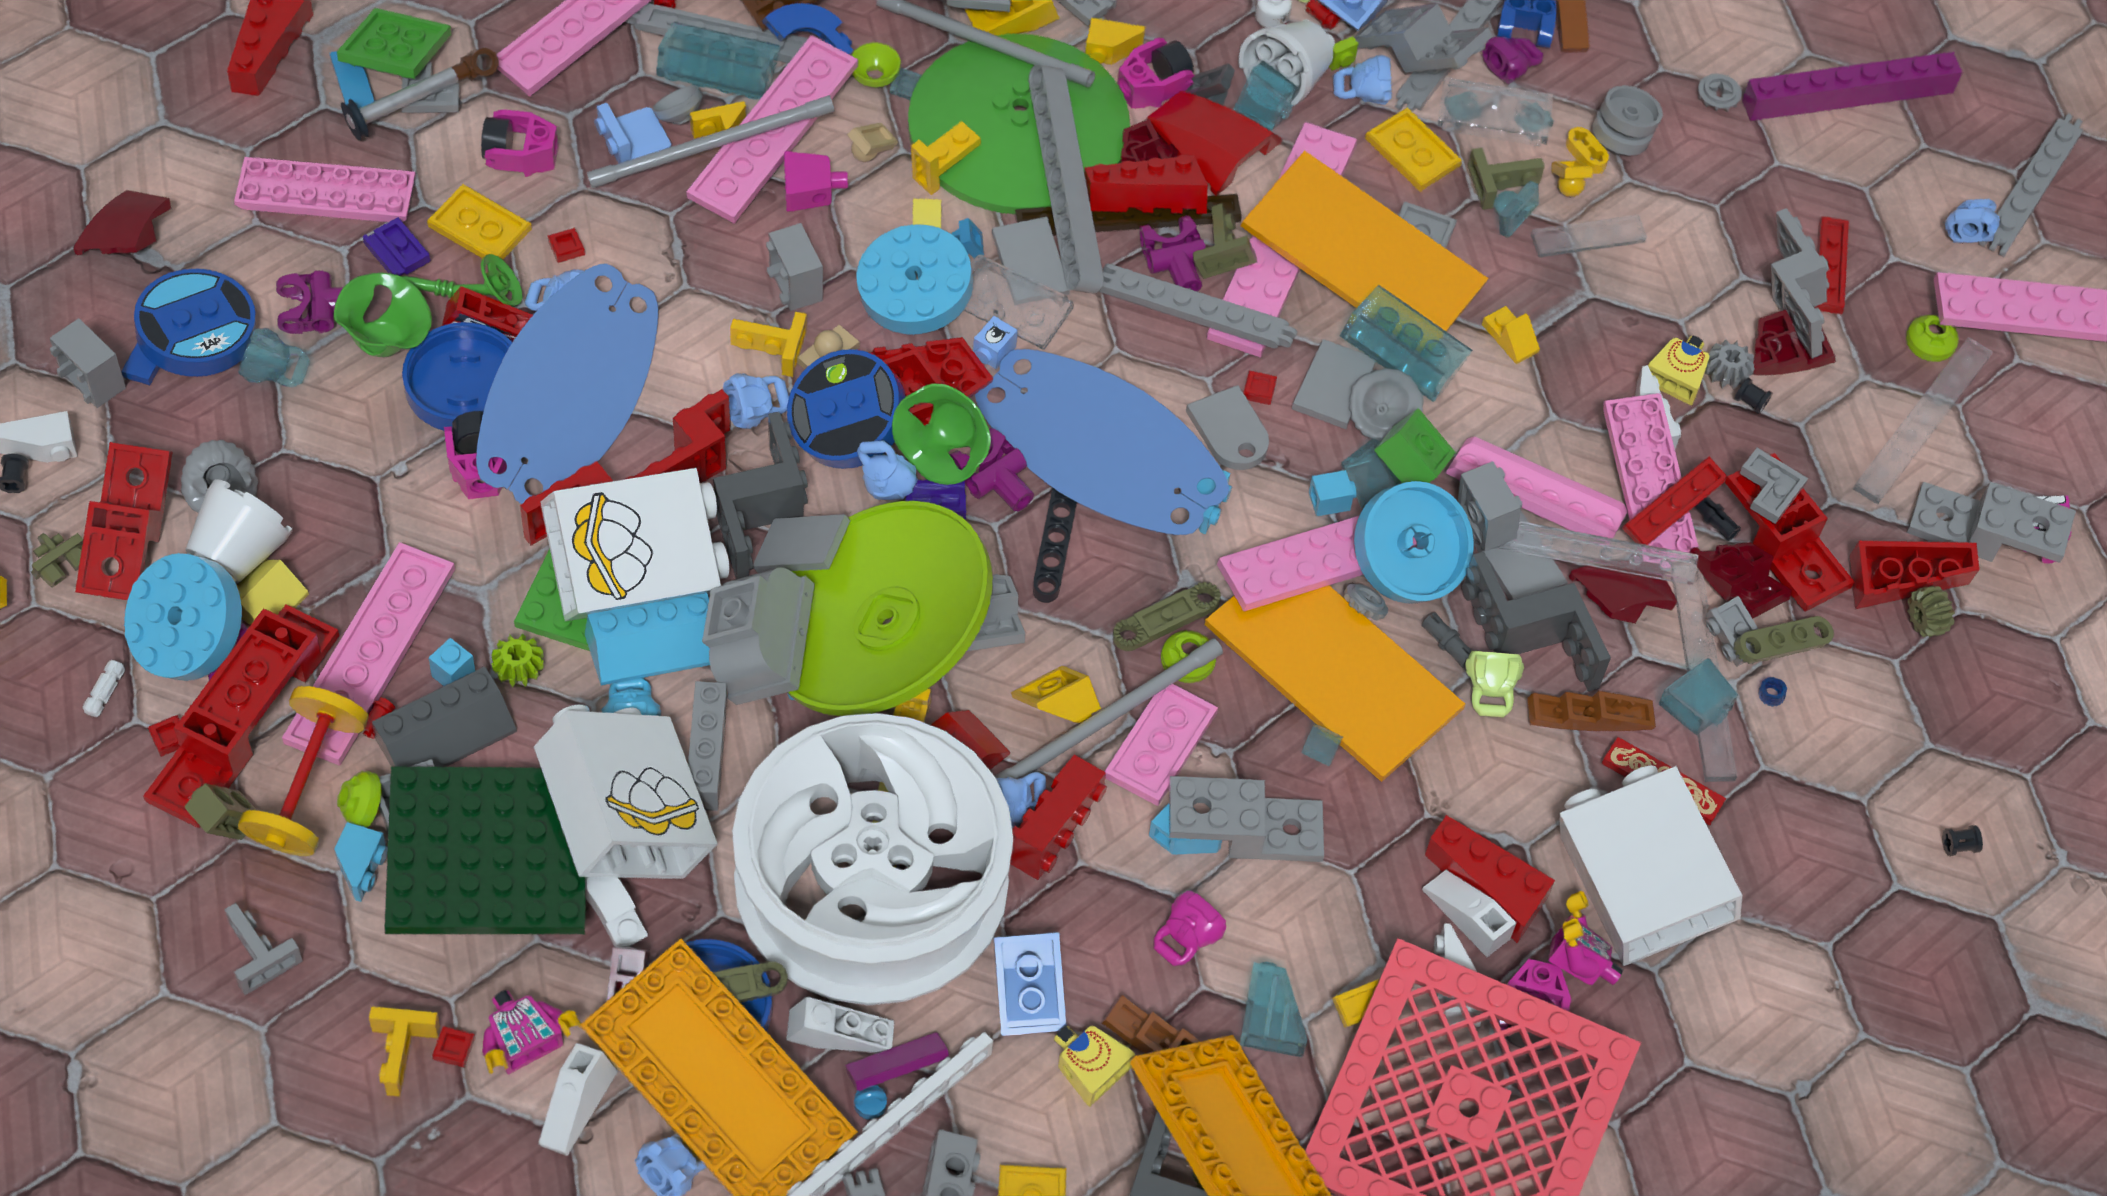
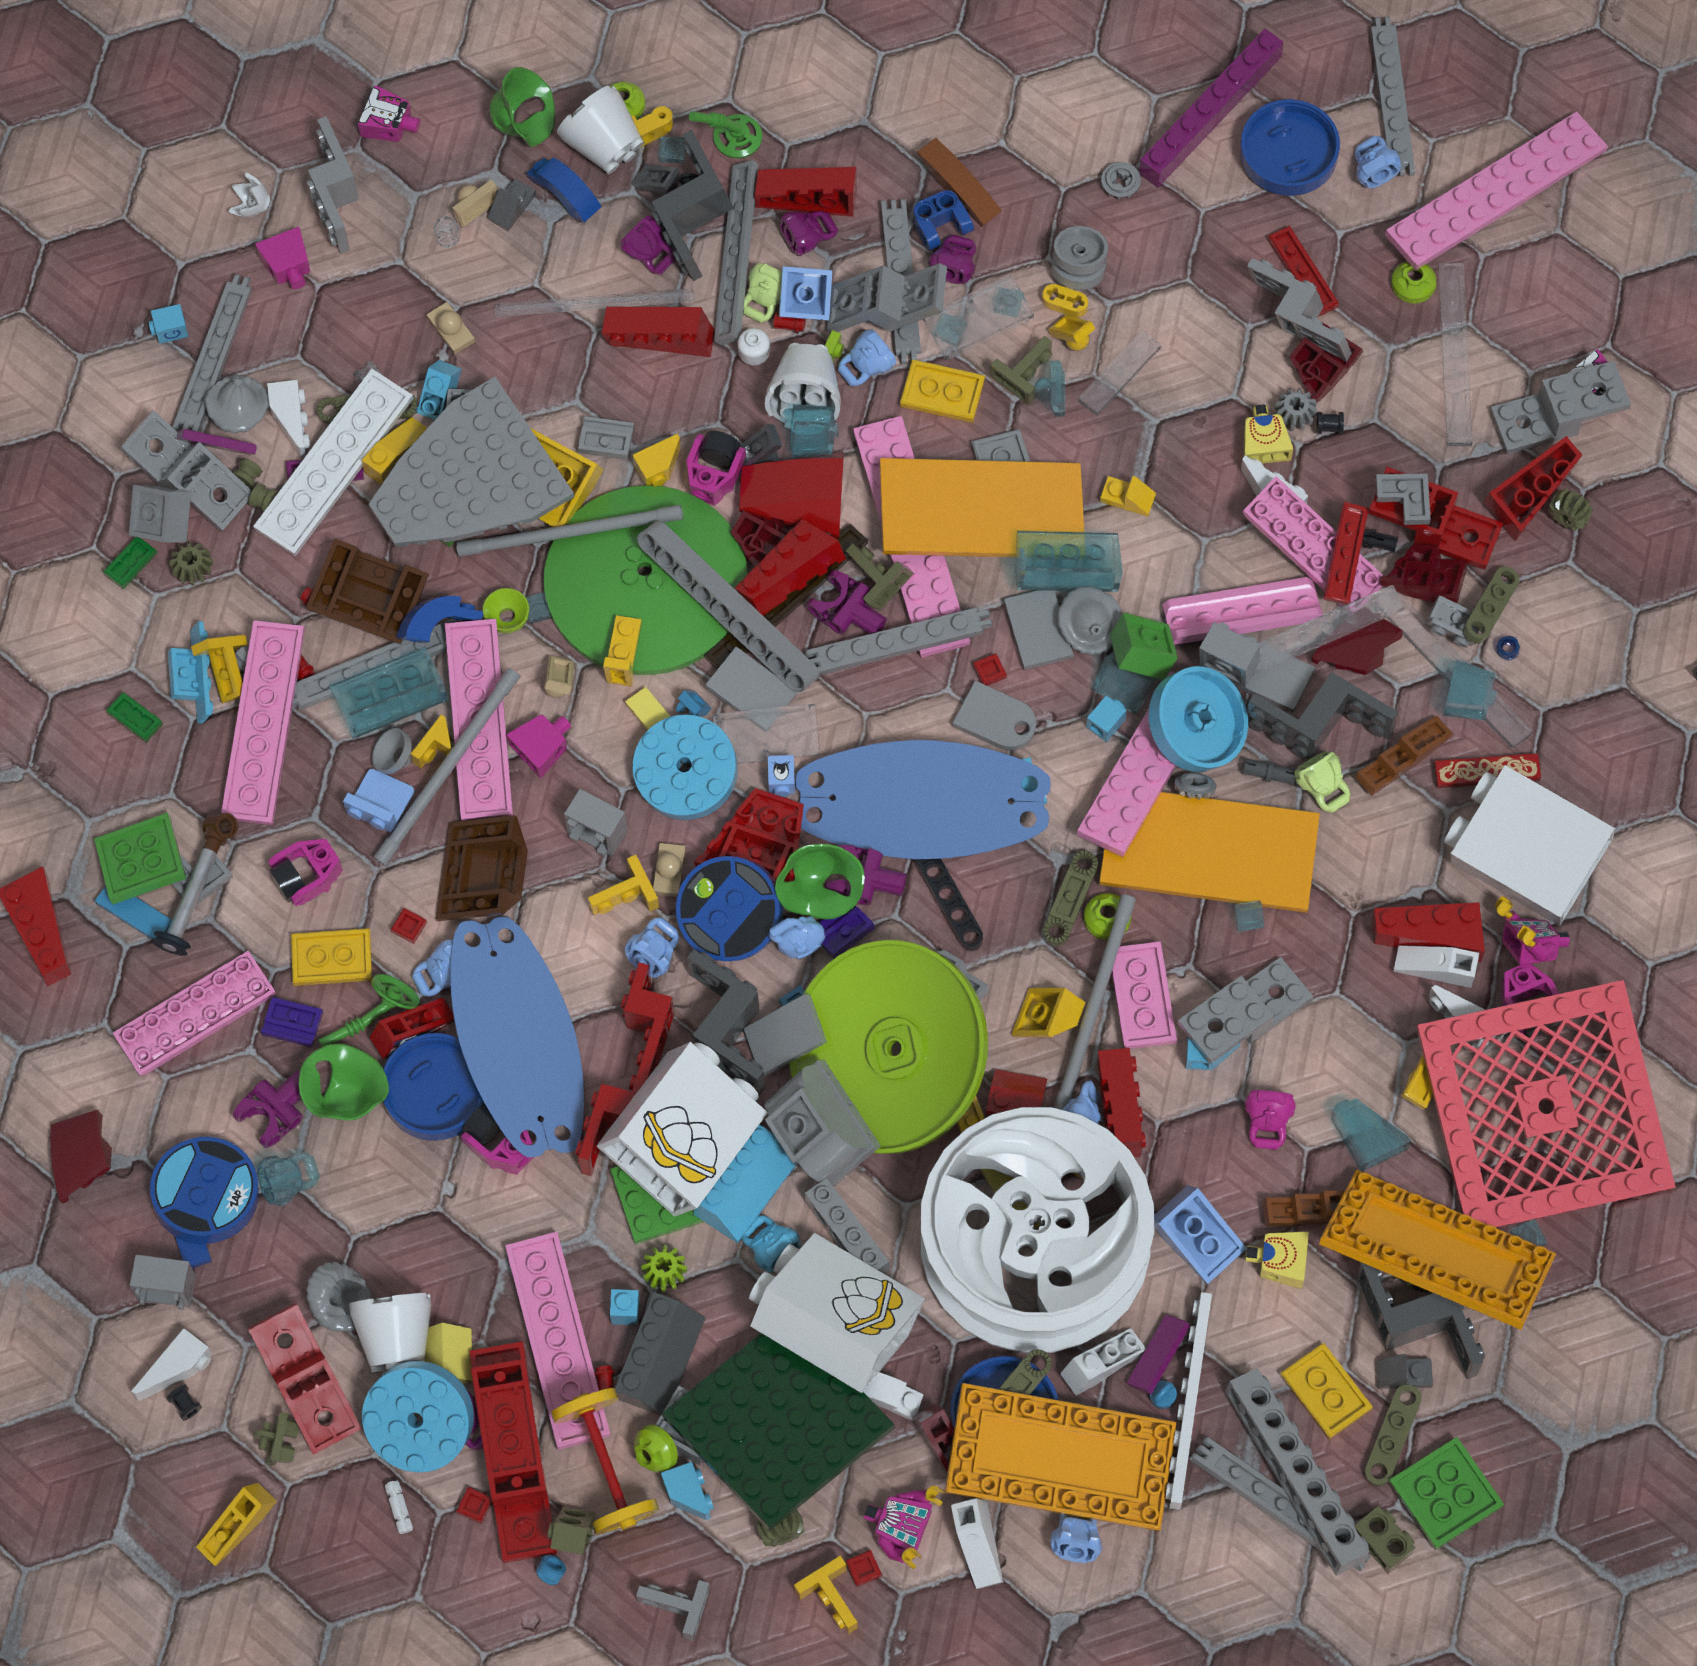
camera: 30 degrees left, 10 degrees up
(179, 835) = (551, 1569): none -> dark azure tile
(409, 952) = (784, 1532): none -> olive gear
(669, 240) = (482, 868): none -> reddish brown slope
(1900, 159) = (1289, 147): none -> blue brick

